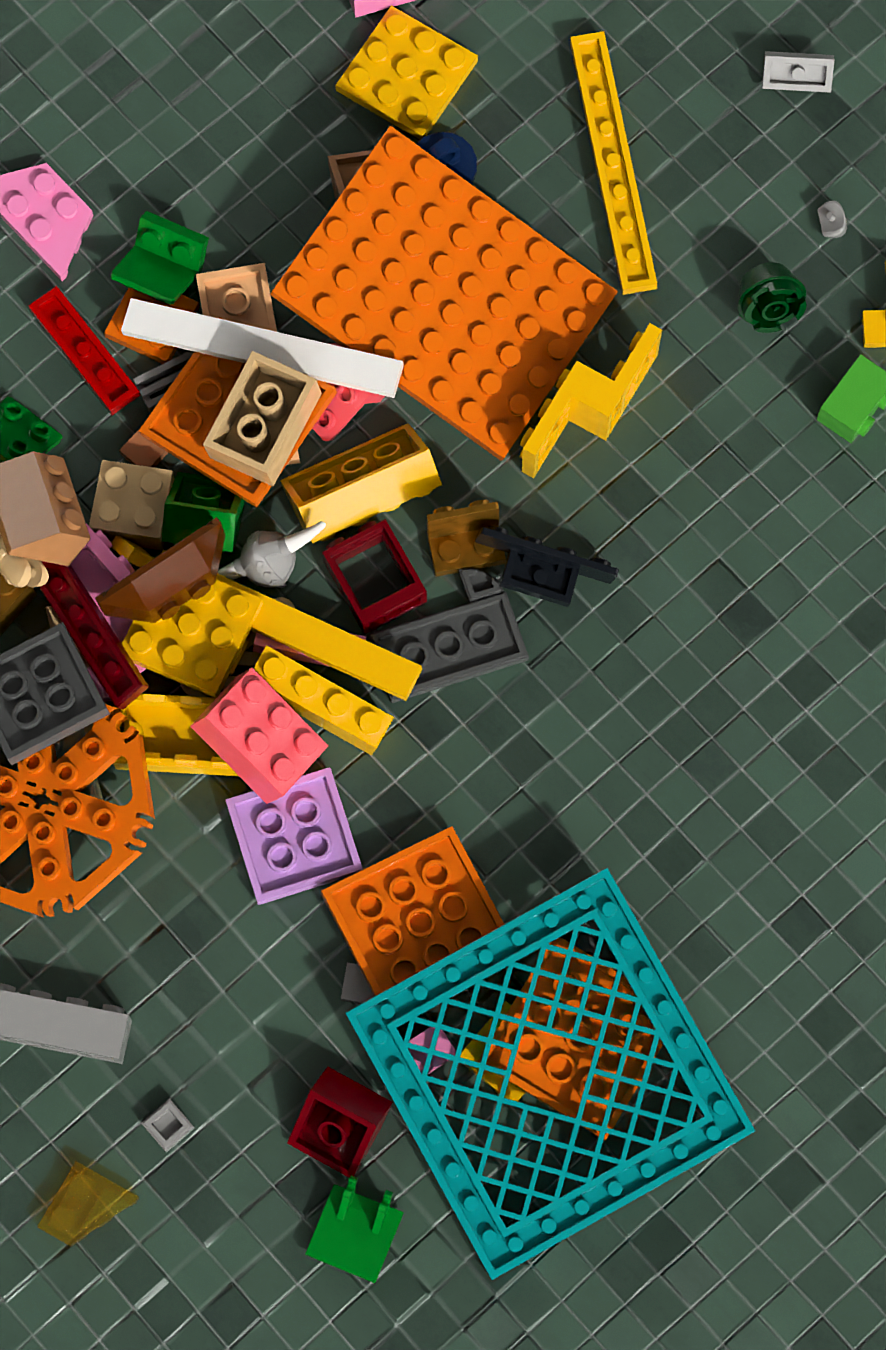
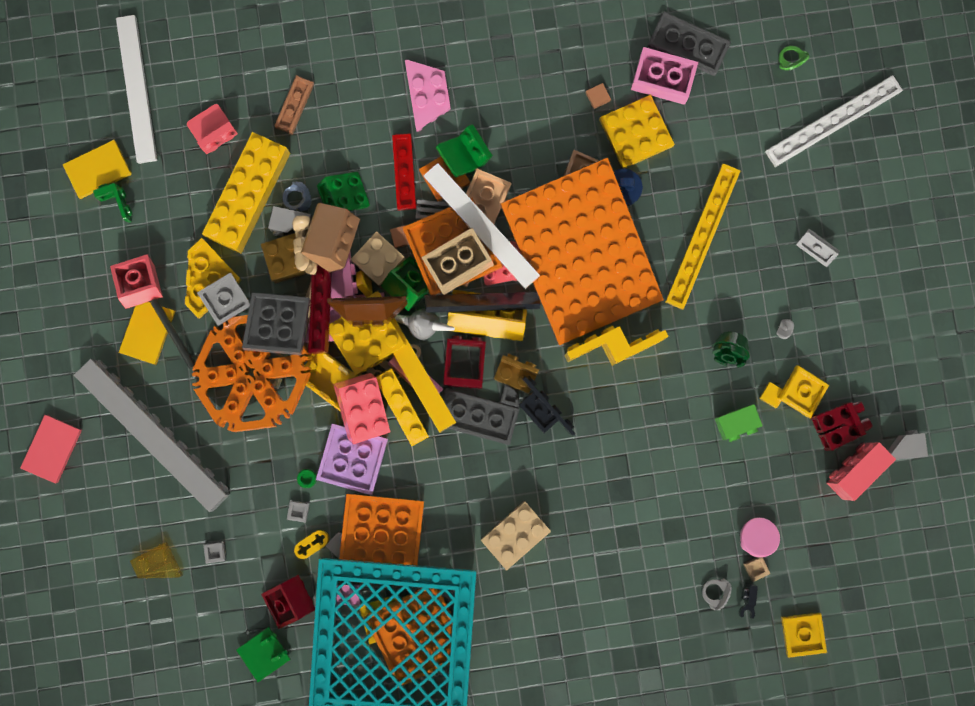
camera: 30 degrees right, 10 degrees up
(241, 914) = (307, 478): none -> green tile
(261, 974) = (298, 511): none -> light grey tile
(311, 56) = (598, 96): none -> nougat tile
(325, 1014) = (309, 540): none -> yellow beam
(339, 464) = (481, 302): none -> black tile
(630, 784) = (515, 535): none -> tan brick

